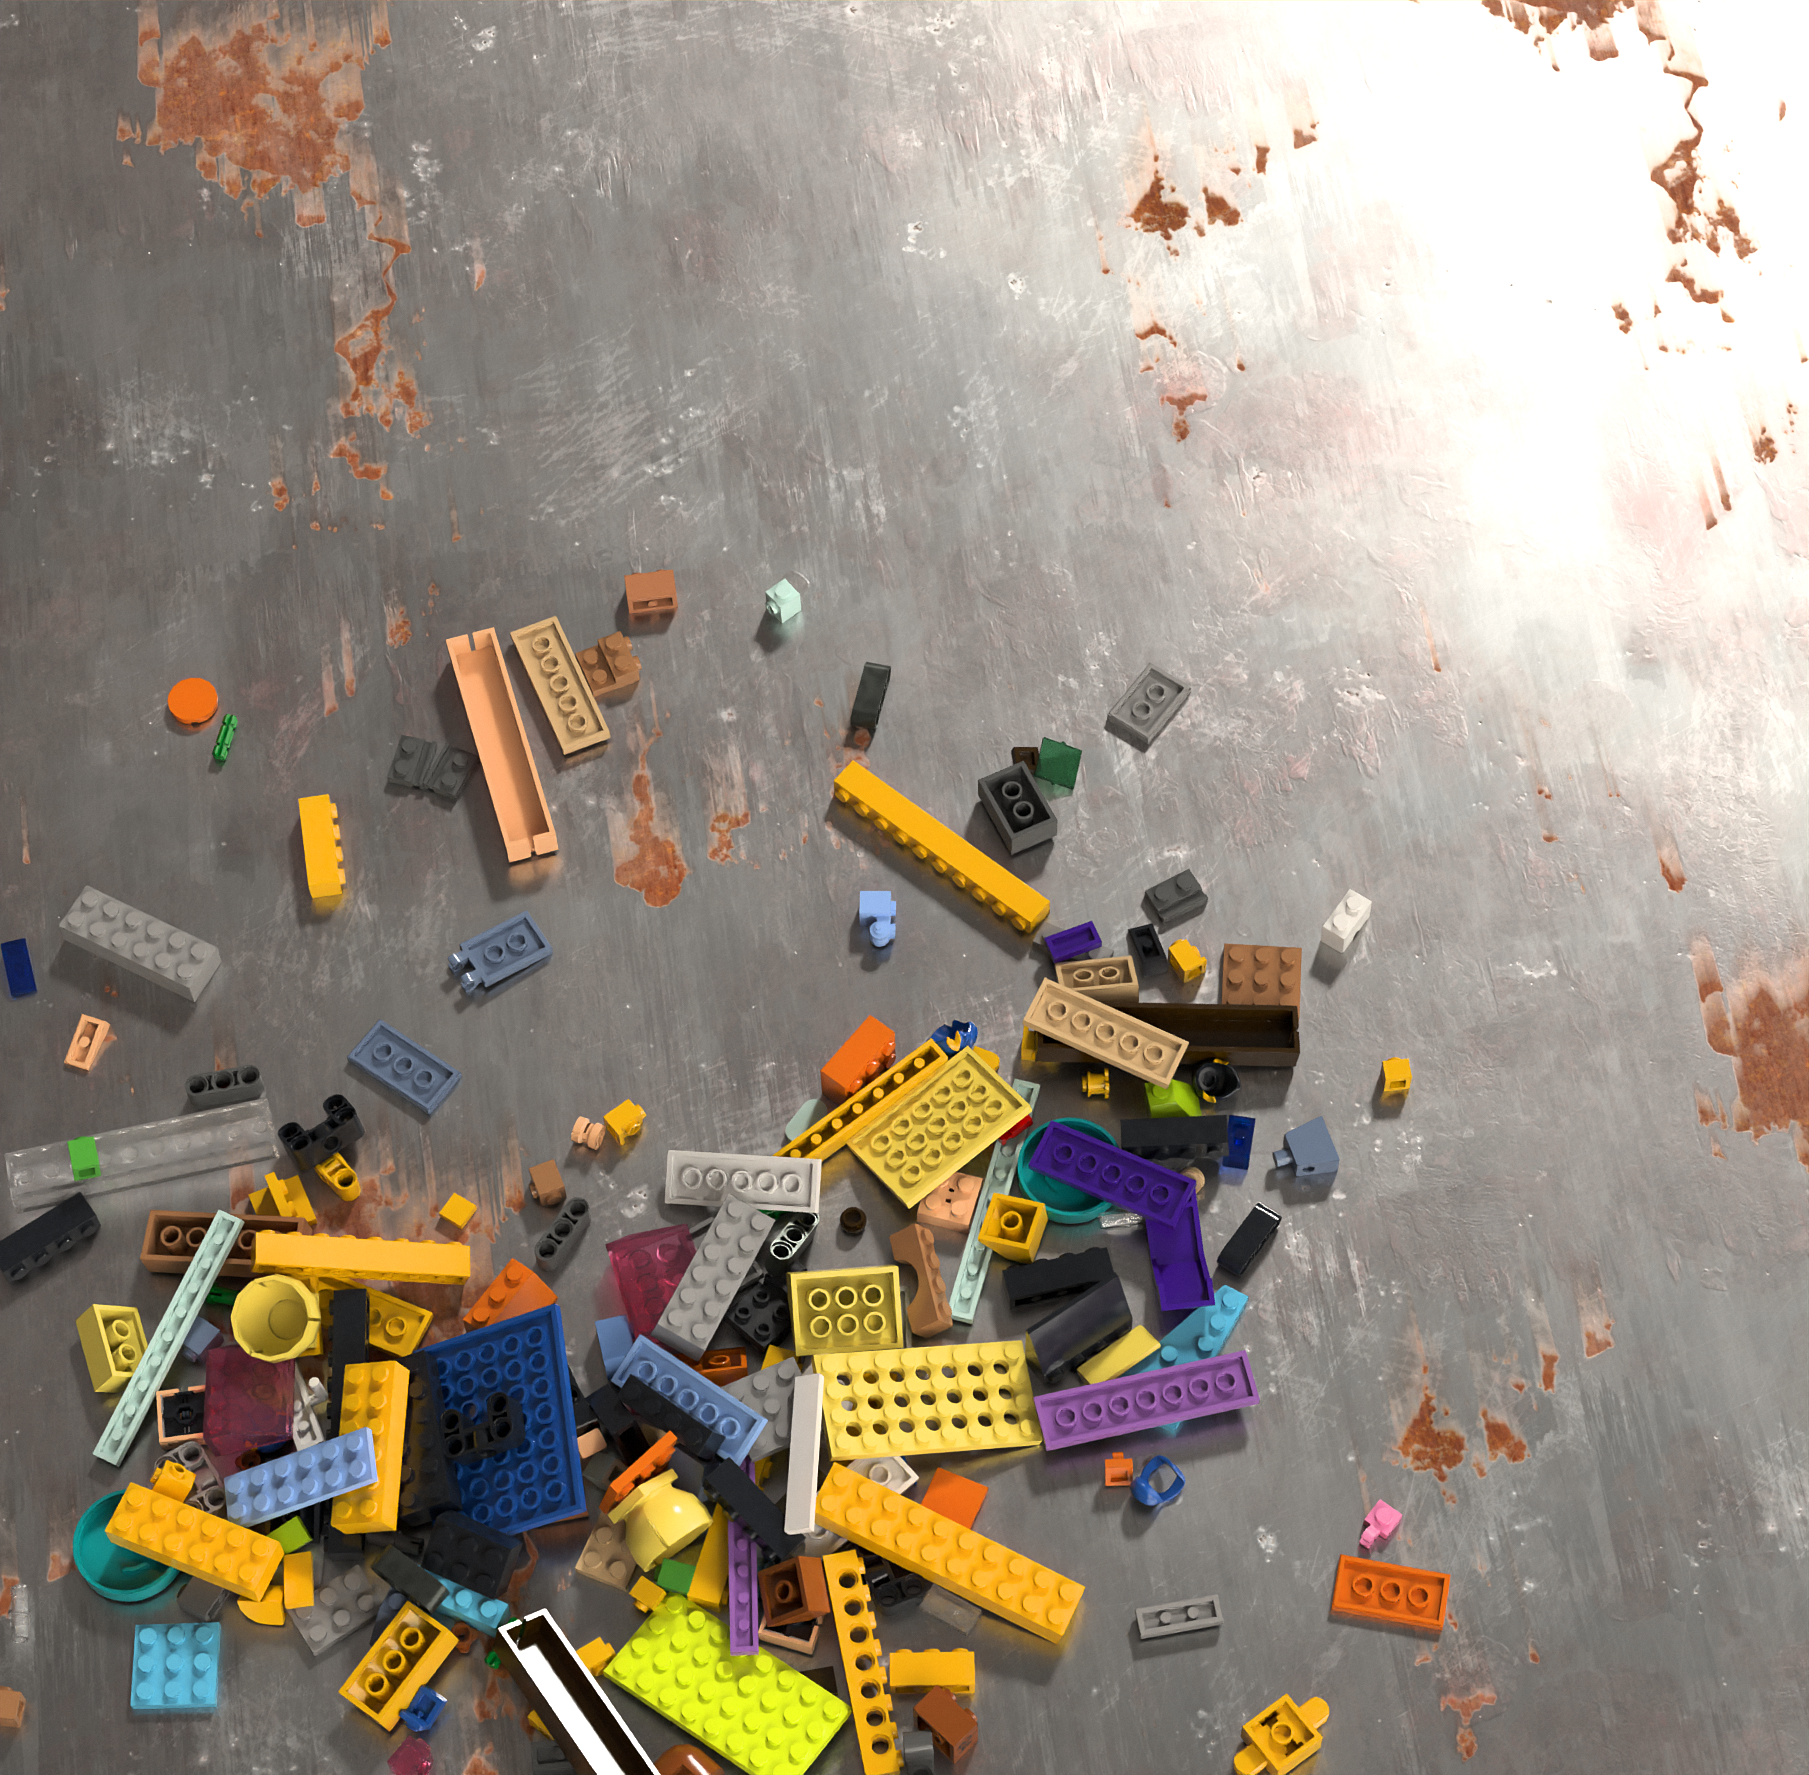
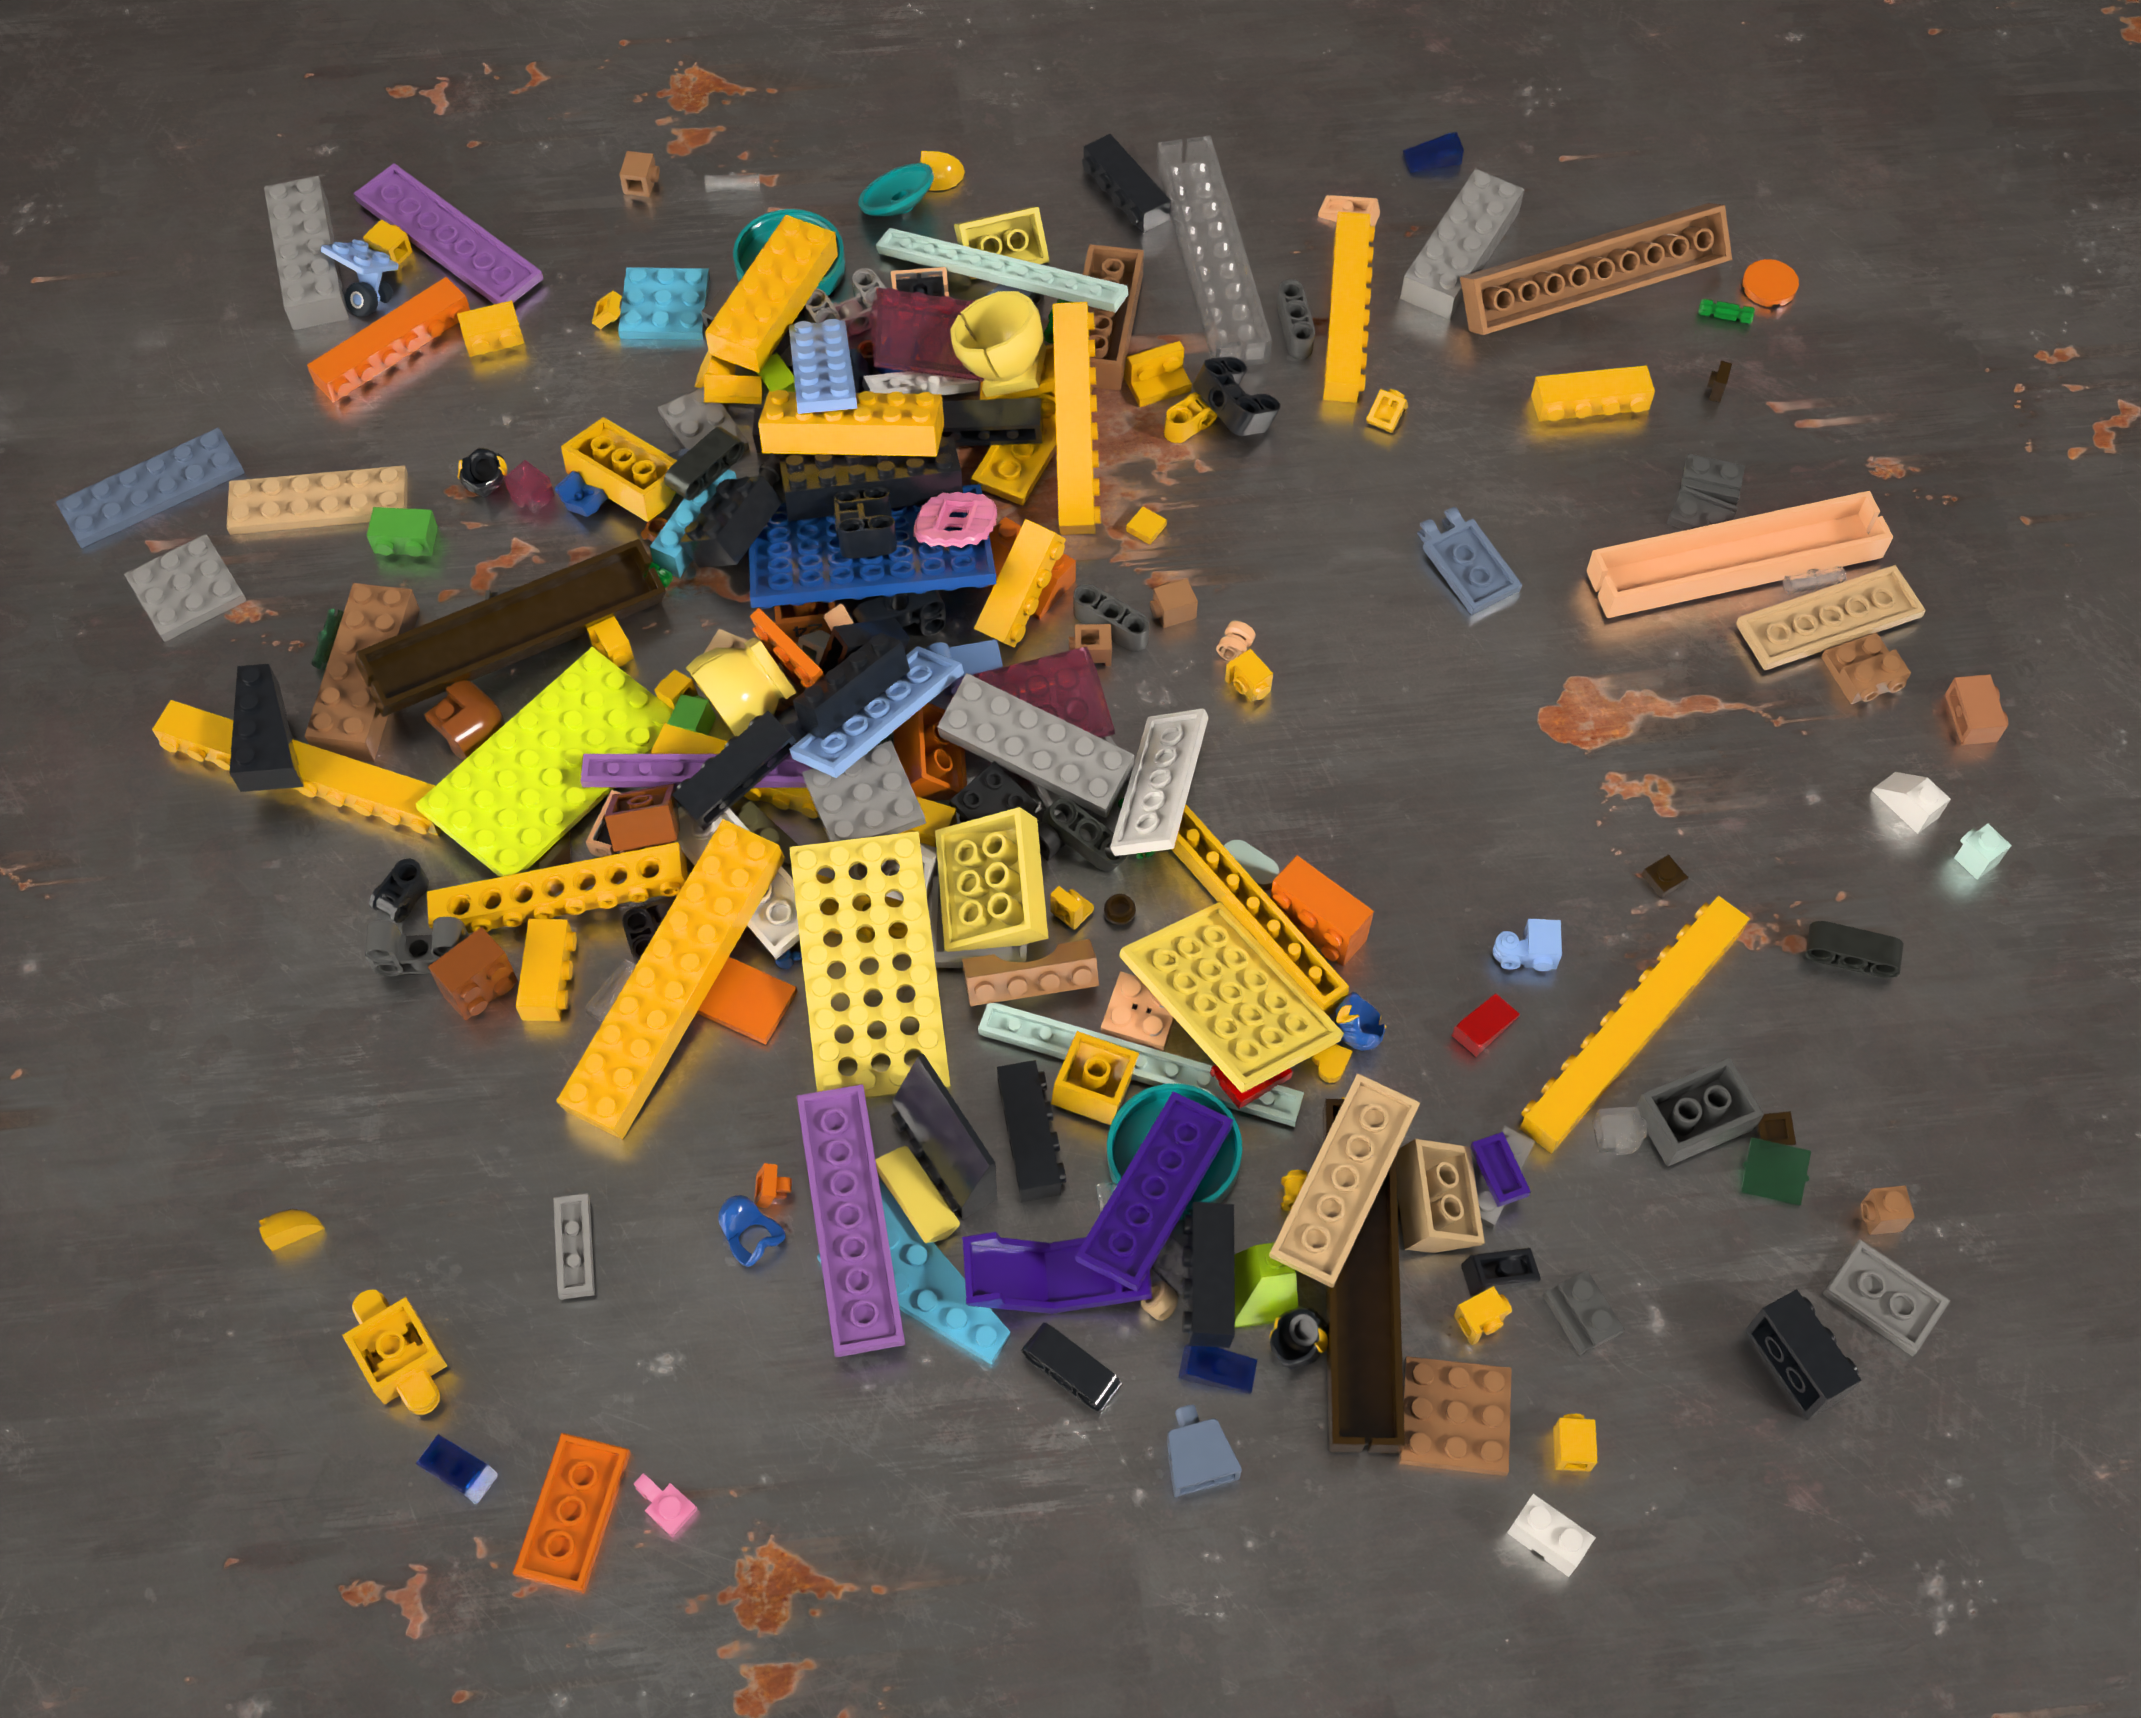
camera: 90 degrees right, 0 degrees up
(17, 1415) = (946, 168): none -> yellow brick
(36, 1450) = (896, 190): none -> teal dish
(84, 1158) = (1201, 192): bright green brick -> none
(172, 1481) = (840, 276): yellow brick -> none
(186, 832) = (1596, 268): none -> medium nougat brick
(187, 1716) = (607, 309): none -> yellow plate
(210, 1042) = (1347, 307): none -> yellow brick
(309, 746) = (1718, 381): none -> dark brown plate
(334, 1010) = (1387, 410): none -> yellow bracket
(404, 1066) = (1322, 477): sand blue tile -> none
(478, 1335) = (935, 518): none -> bright pink piece
(522, 693) = (1814, 580): none -> clear pin
(534, 1290) = (1020, 583): none -> yellow brick
(592, 1240) = (1096, 638): none -> medium nougat brick
(734, 643) = (1912, 799): none -> white slope
(804, 1454) = (792, 814): white tile -> none
(807, 821) = (1664, 876): none -> dark brown plate
(856, 1253) = (1070, 907): none -> yellow bracket
(945, 952) = (1484, 1024): none -> red slope
(1033, 863) = (1619, 1130): none -> clear brick
(1086, 693) = (1887, 1210): none -> medium nougat brick
(1204, 753) = (1803, 1354): none -> black brick
(1277, 904) = (1575, 1443): none -> yellow brick
(1365, 1684) = (457, 1469): none -> clear blue slope
(1395, 1074) = (1313, 1585): yellow plate -> none

